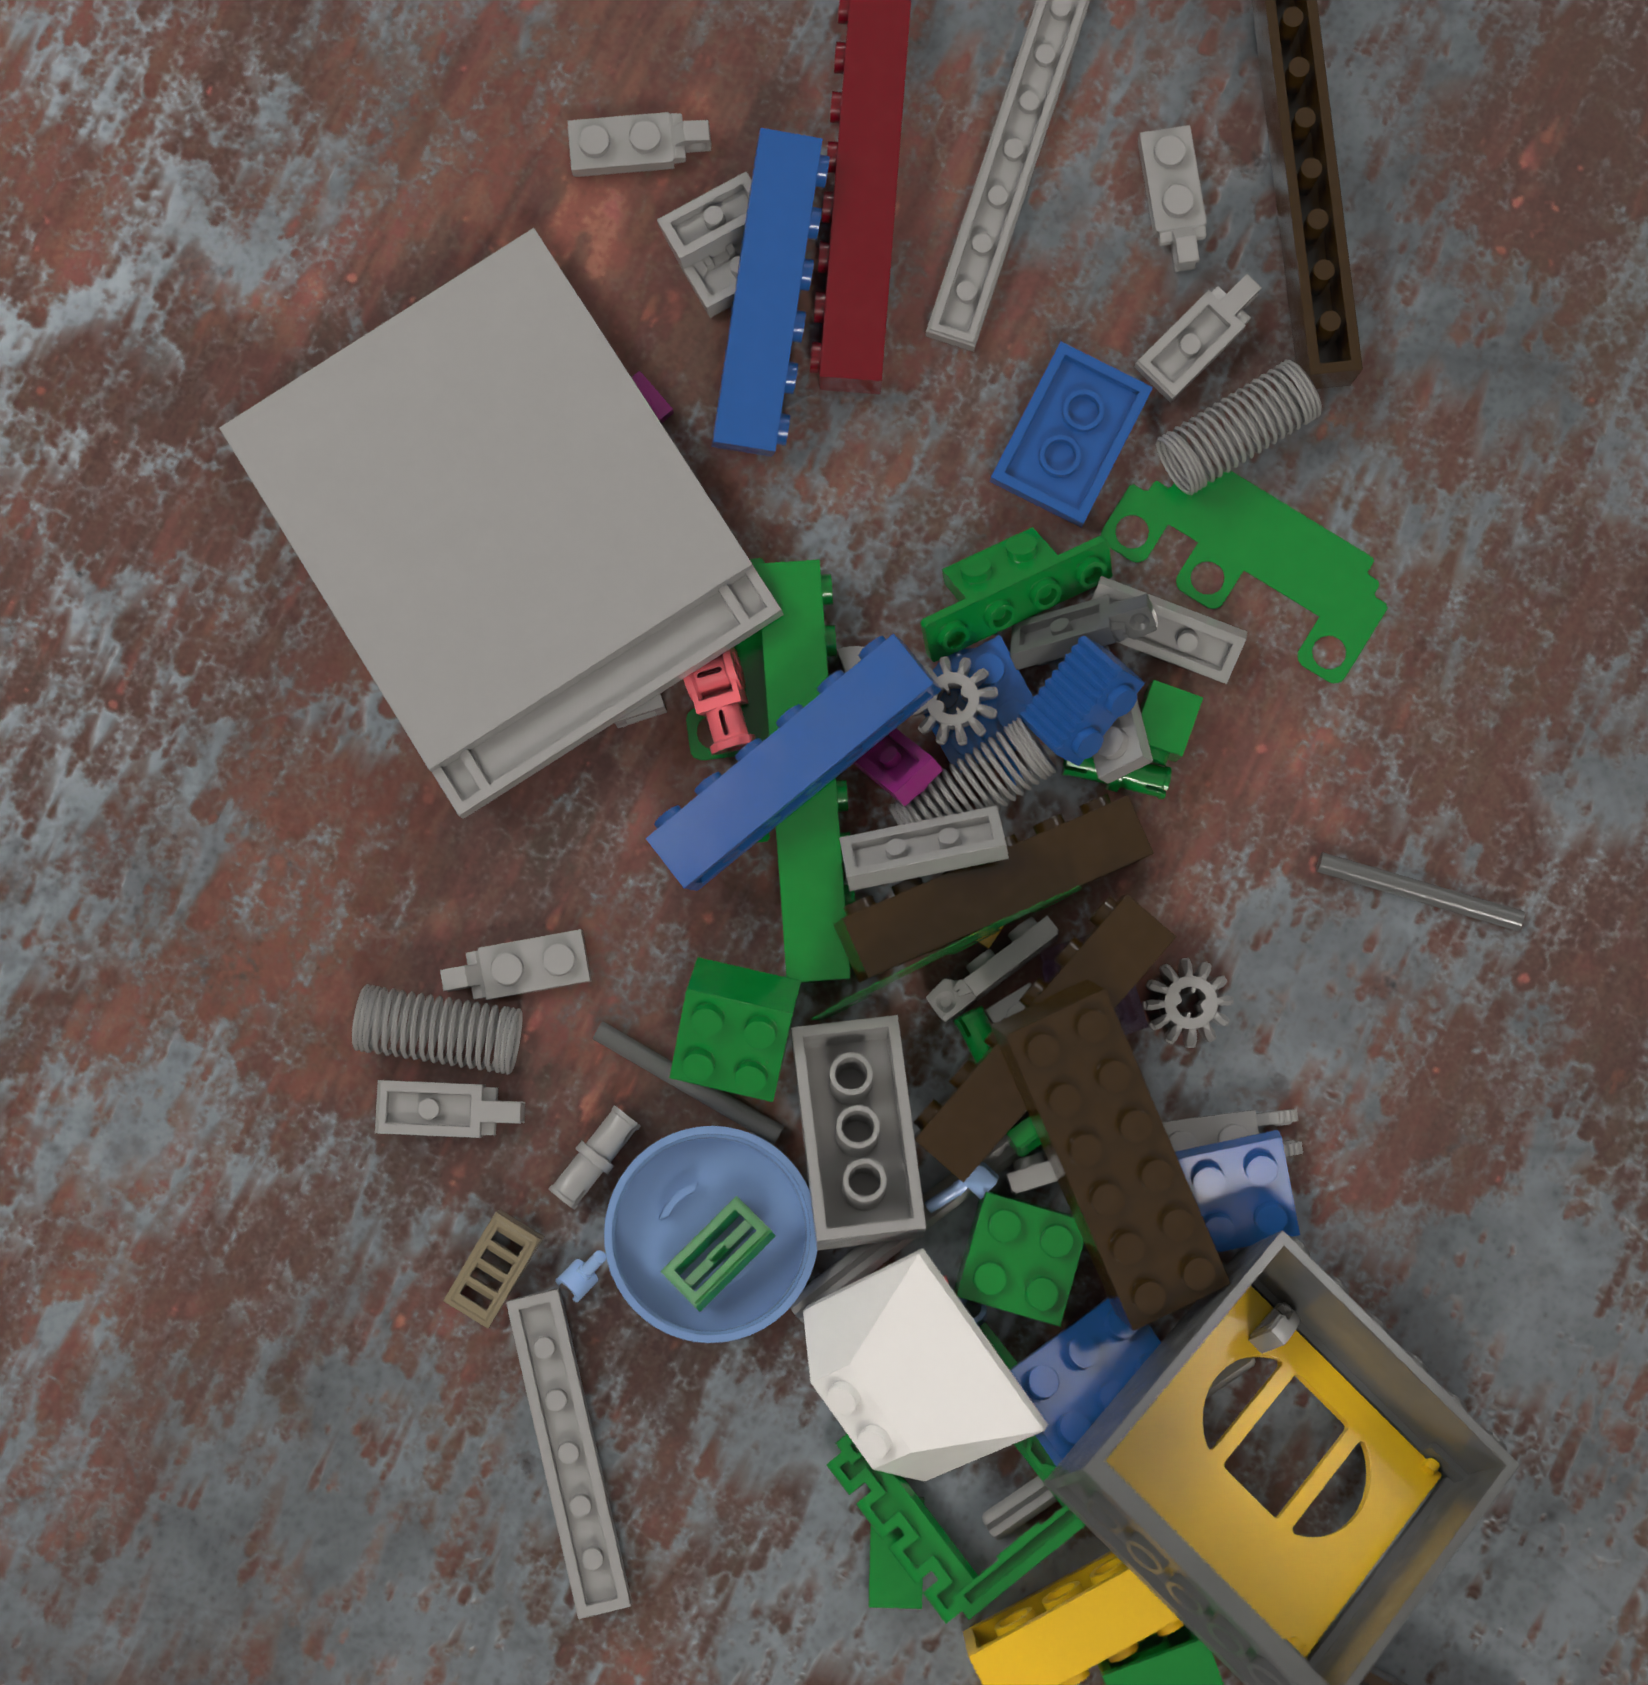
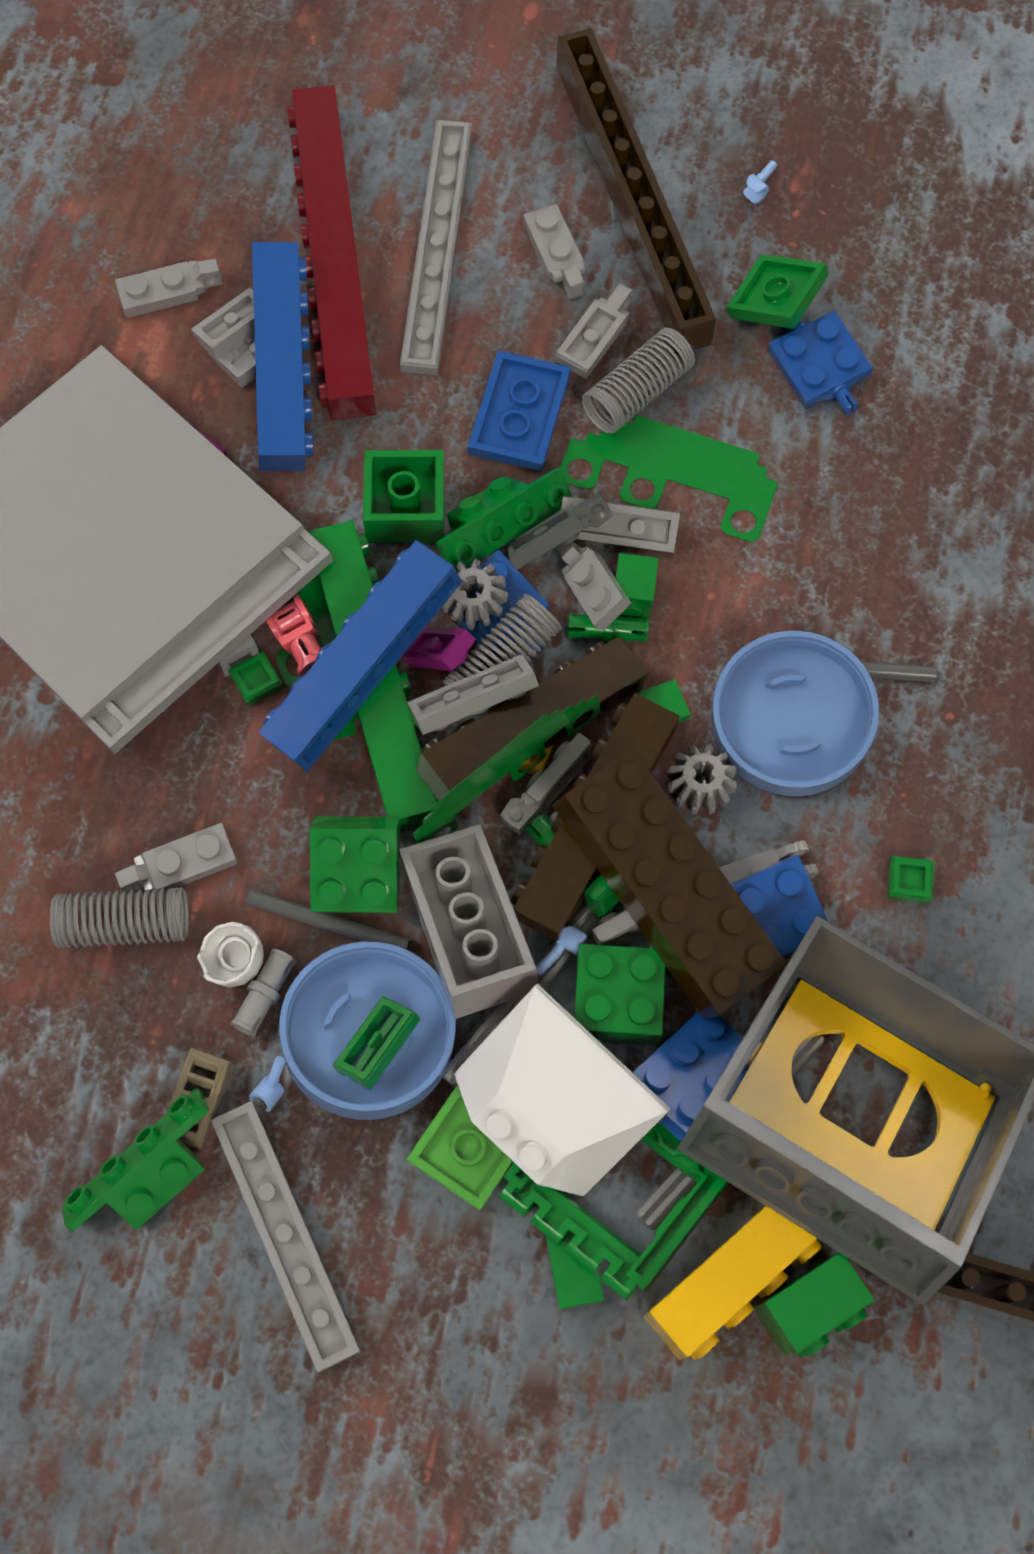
camera: 15 degrees left, 15 degrees down
(420, 1345) = (146, 1172): none -> green bracket
(442, 1109) = (135, 980): light grey hinge -> none
(563, 1105) = (231, 954): none -> white hair
(655, 742) = (255, 678): none -> green tile
(787, 1407) = (460, 1154): none -> bright green plate
(893, 535) = (404, 496): none -> green brick
(1082, 701) = (569, 571): blue brick -> none
(1164, 889) = (670, 697): none -> green tile
(1275, 1328) = (831, 1005): light grey tile -> none
(1326, 942) = (794, 713): none -> medium blue piece
(1414, 1183) = (910, 880): none -> green tile
(1459, 330) = (777, 291): none -> green plate
(1471, 153) = (756, 185): none -> light blue hand
(1490, 439) = (821, 361): none -> blue plate

